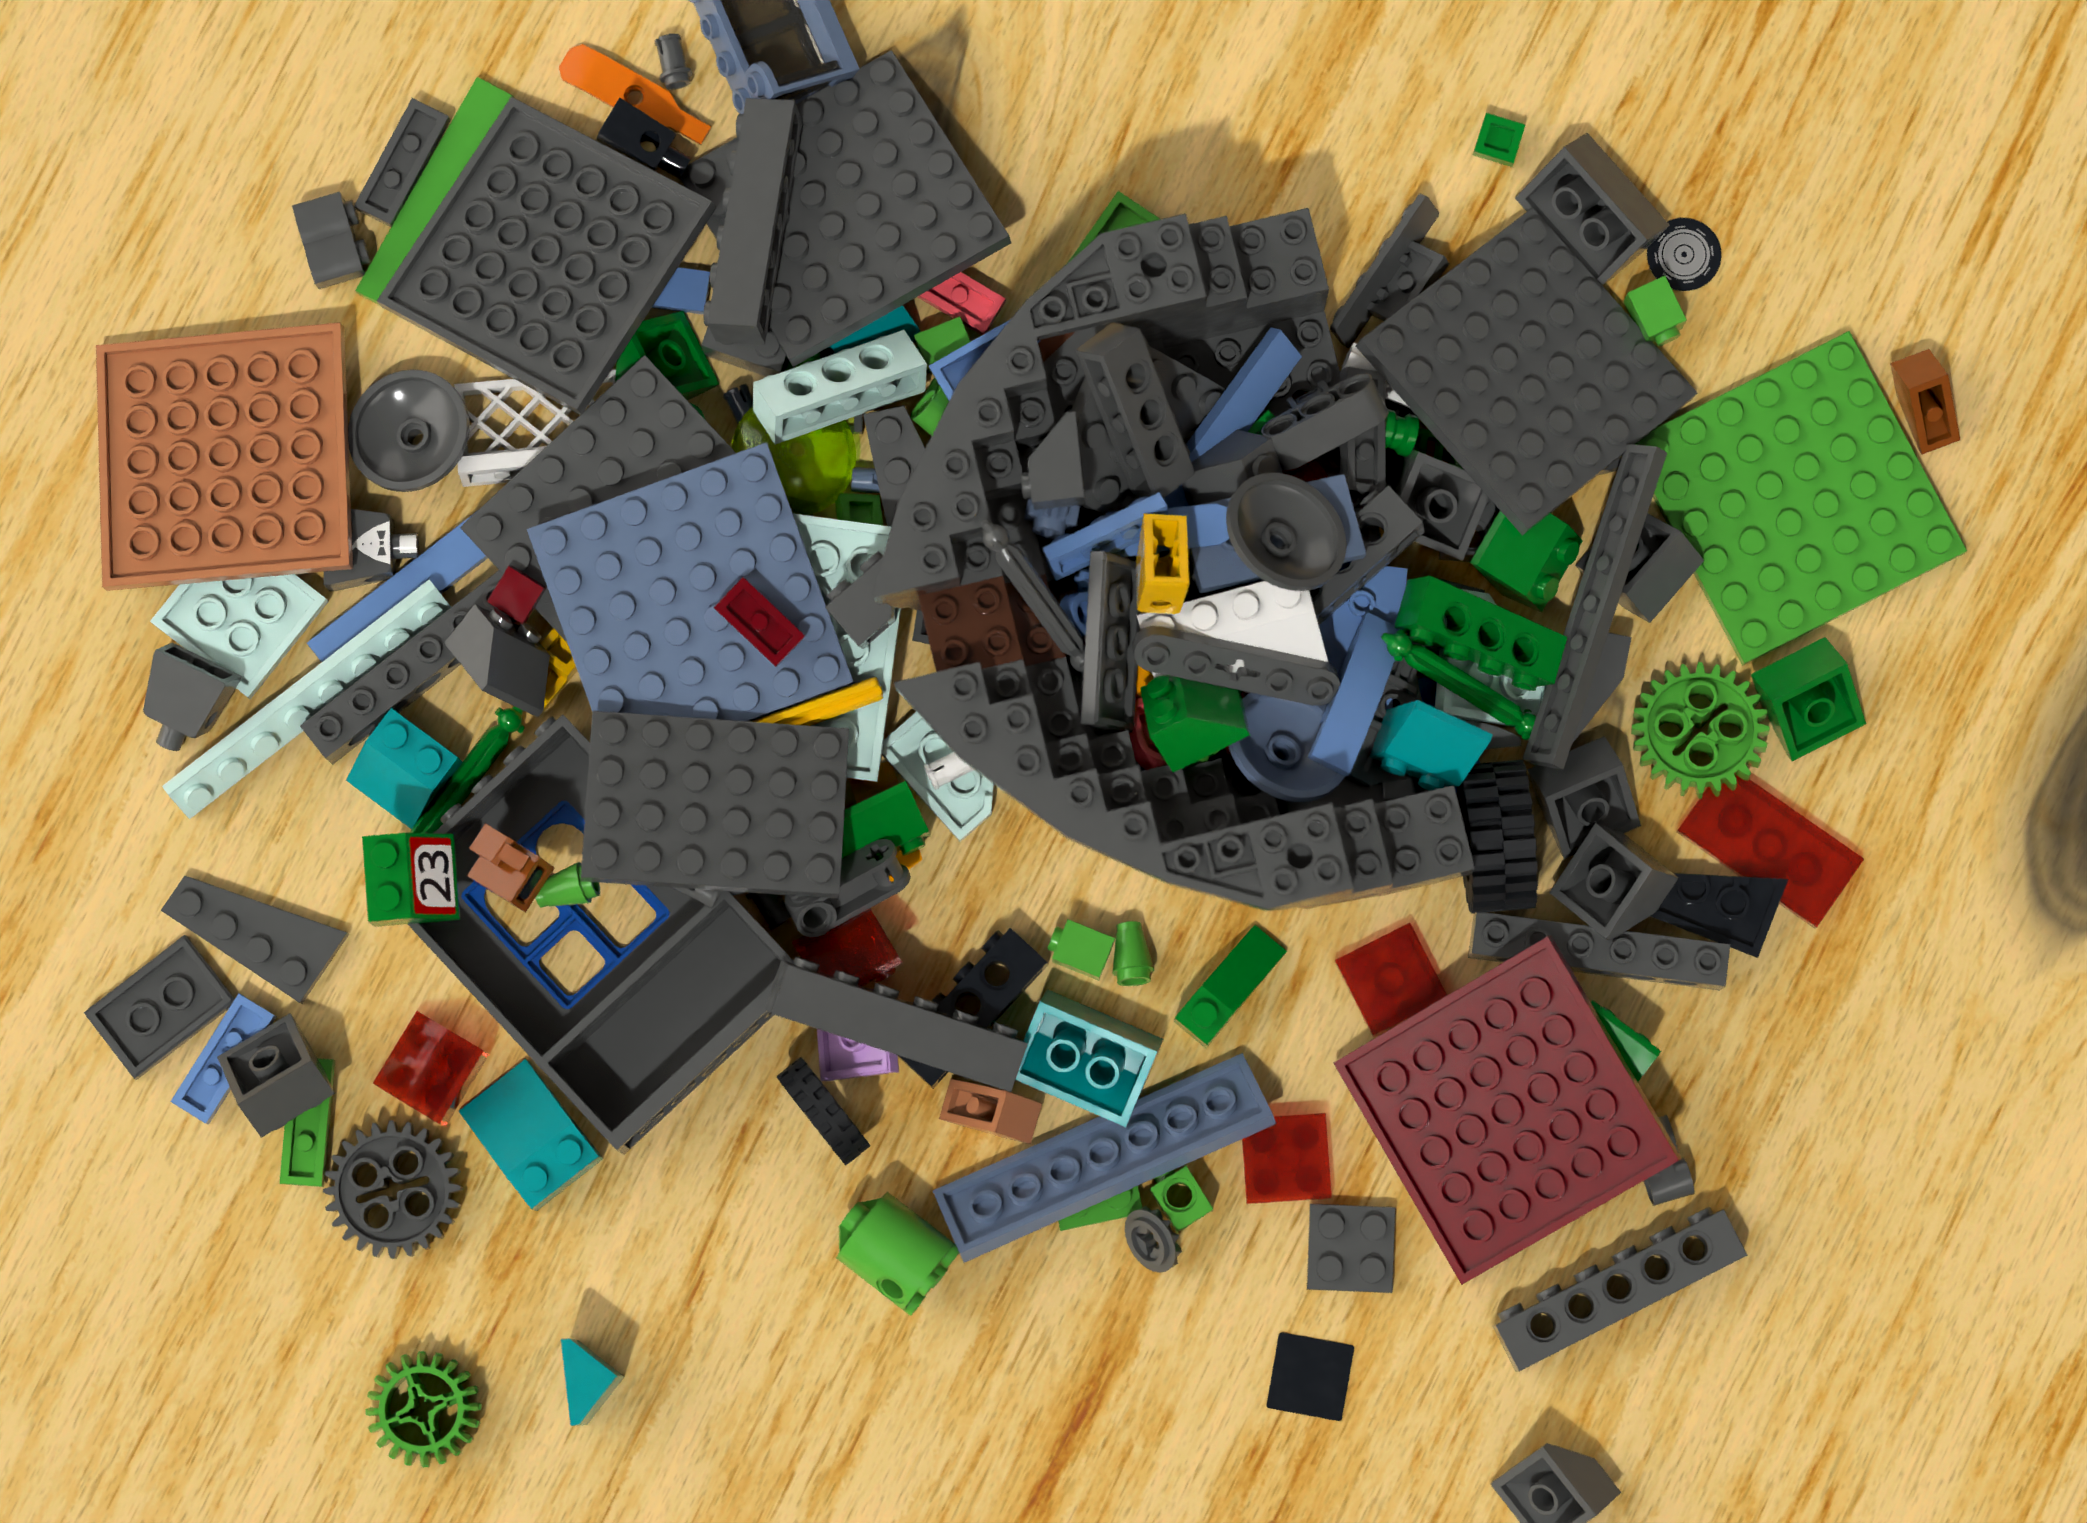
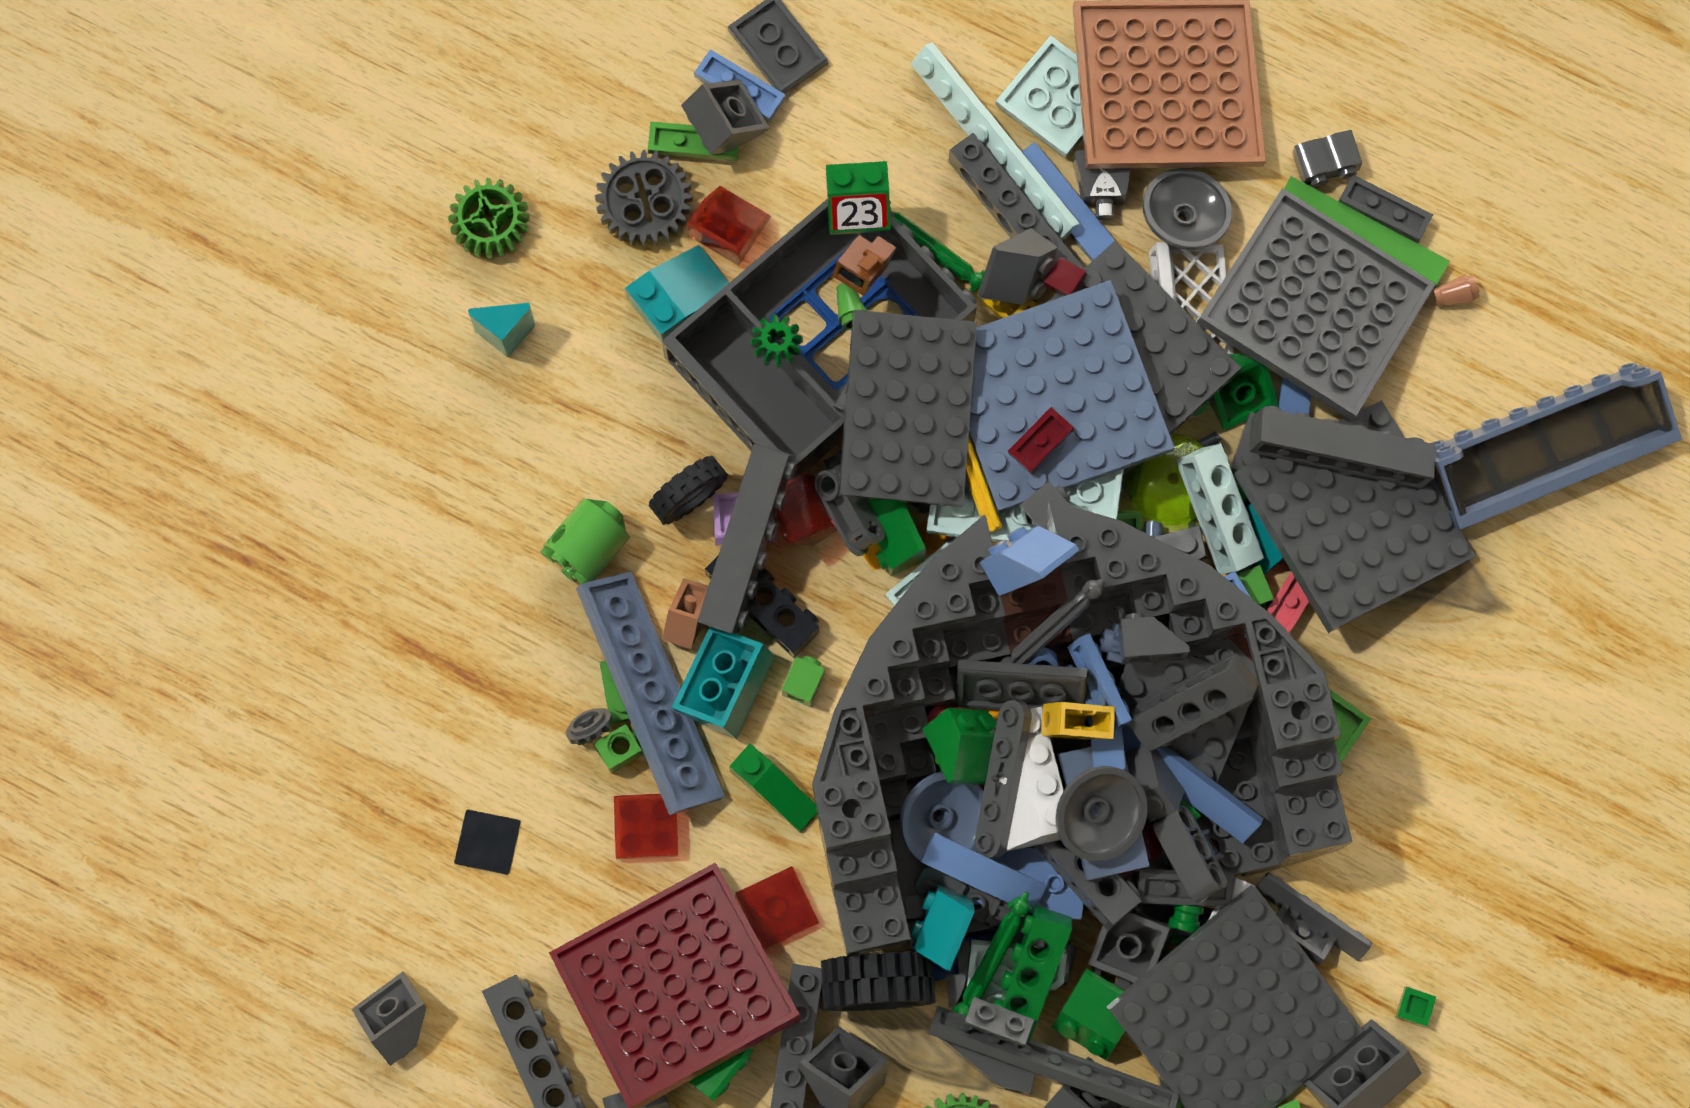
camera: 85 degrees right, 5 degrees down
(186, 694) = (998, 58): dark grey torso -> none
(263, 938) = (823, 114): dark grey wing -> none
(402, 768) = (945, 206): teal slope -> none
(521, 68) = (1458, 291): none -> nougat cone
(610, 80) = (1447, 357): orange piece -> none
(629, 127) = (1409, 363): black torso -> none
(634, 988) = (773, 351): none -> green gear
(672, 62) = (1463, 399): dark grey pin -> none
(957, 624) = (1025, 558): none -> medium blue slope
(1131, 955) = (798, 717): bright green cone -> none
(1350, 1248) = (579, 873): dark grey plate -> none
(1547, 675) = (999, 1022): none -> dark grey hinge
(1584, 793) = (912, 1056): dark grey slope -> none

